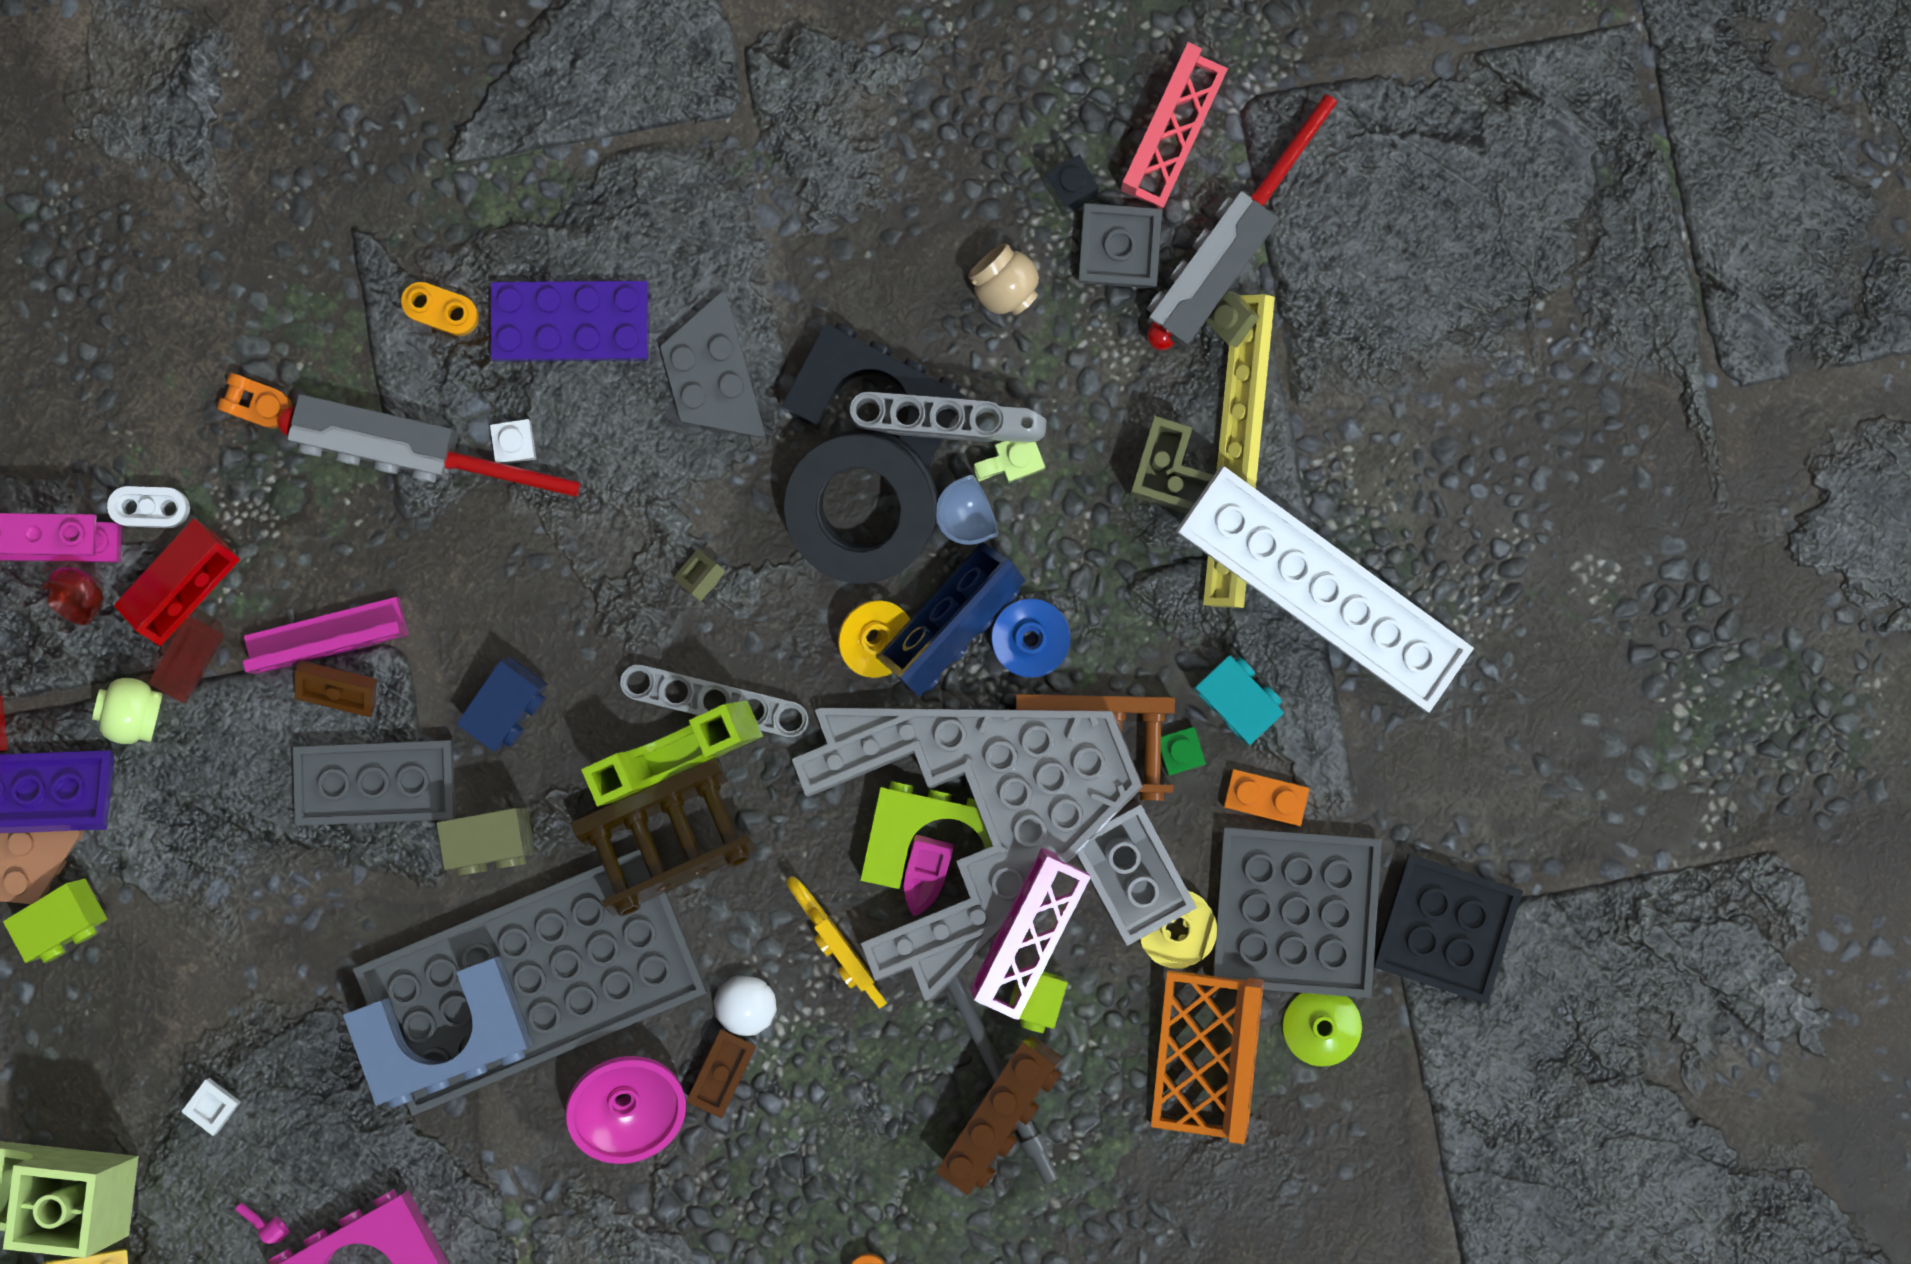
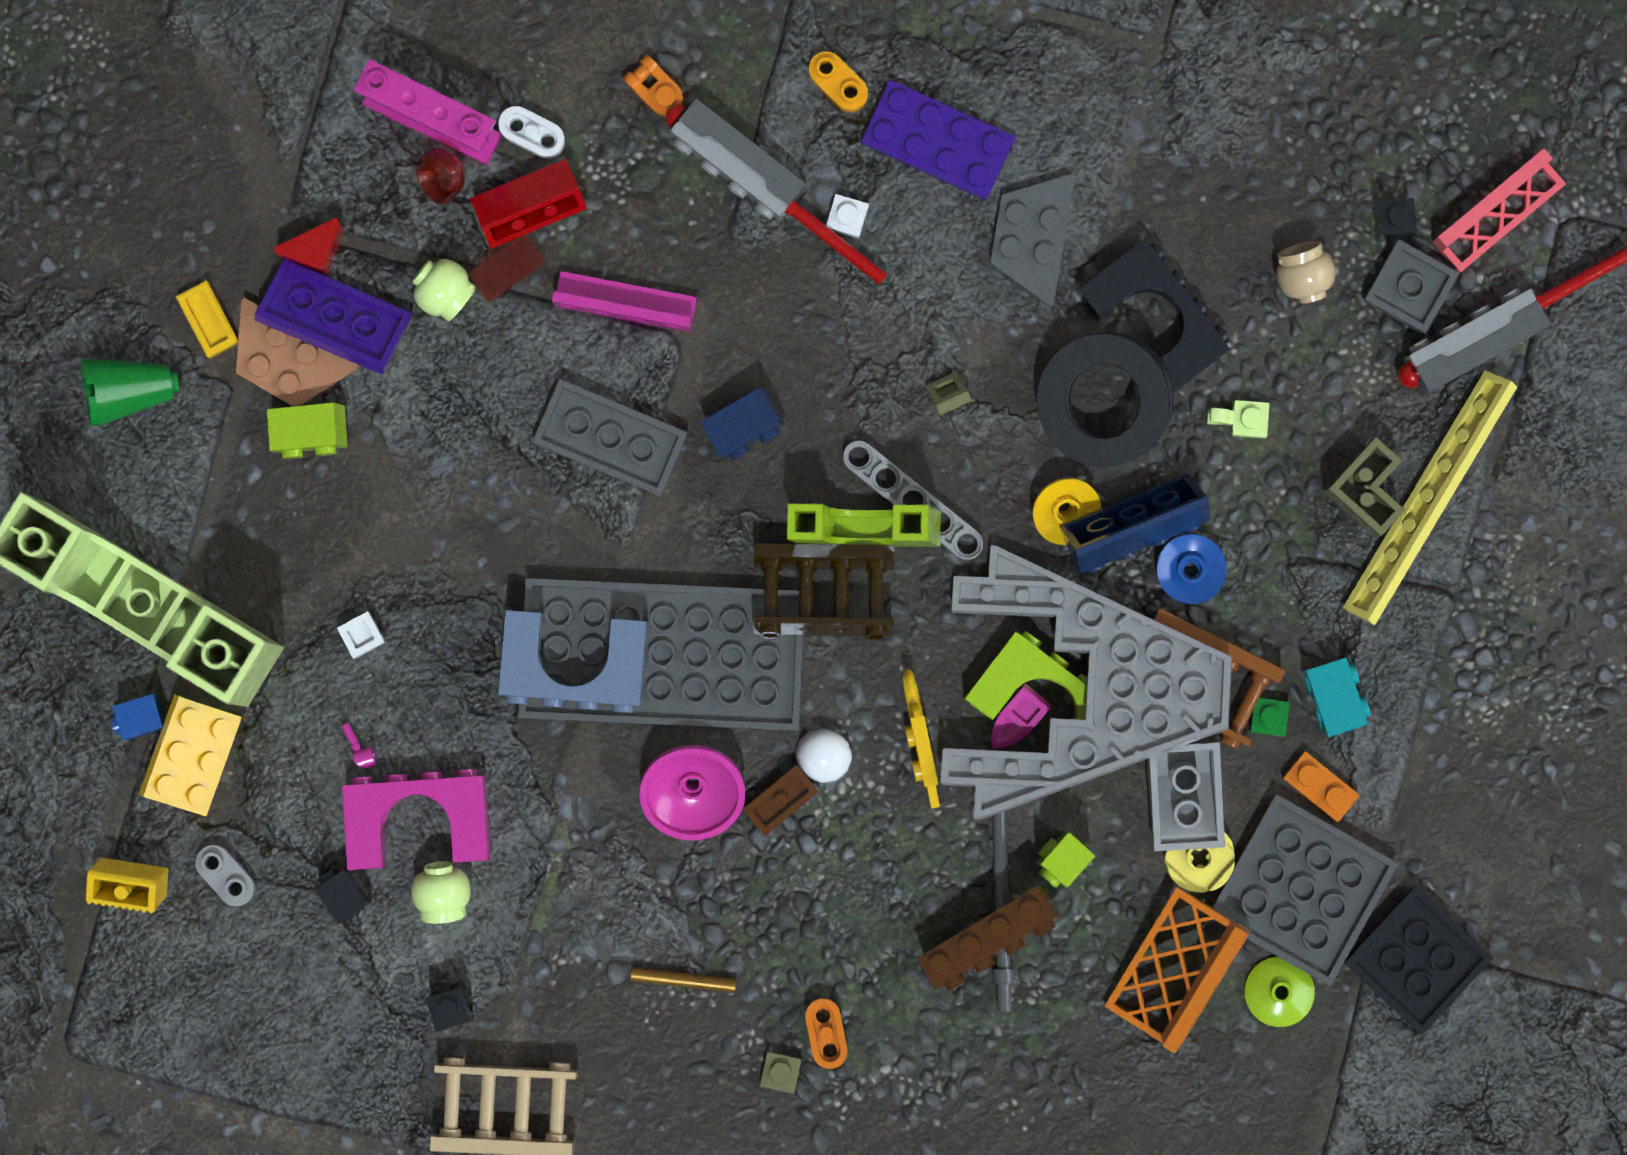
camera: 25 degrees right, 0 degrees up
(335, 688) = (614, 348): reddish brown plate -> none
(486, 838) = (681, 525): olive brick -> none
(966, 513) = (1186, 444): sand blue helmet -> none
(1008, 427) = (1257, 385): light grey piece -> none
(1015, 926) = (1077, 790): fence -> none
(1232, 319) = (1475, 388): olive plate -> none
(1324, 589) = (1447, 640): white plate -> none

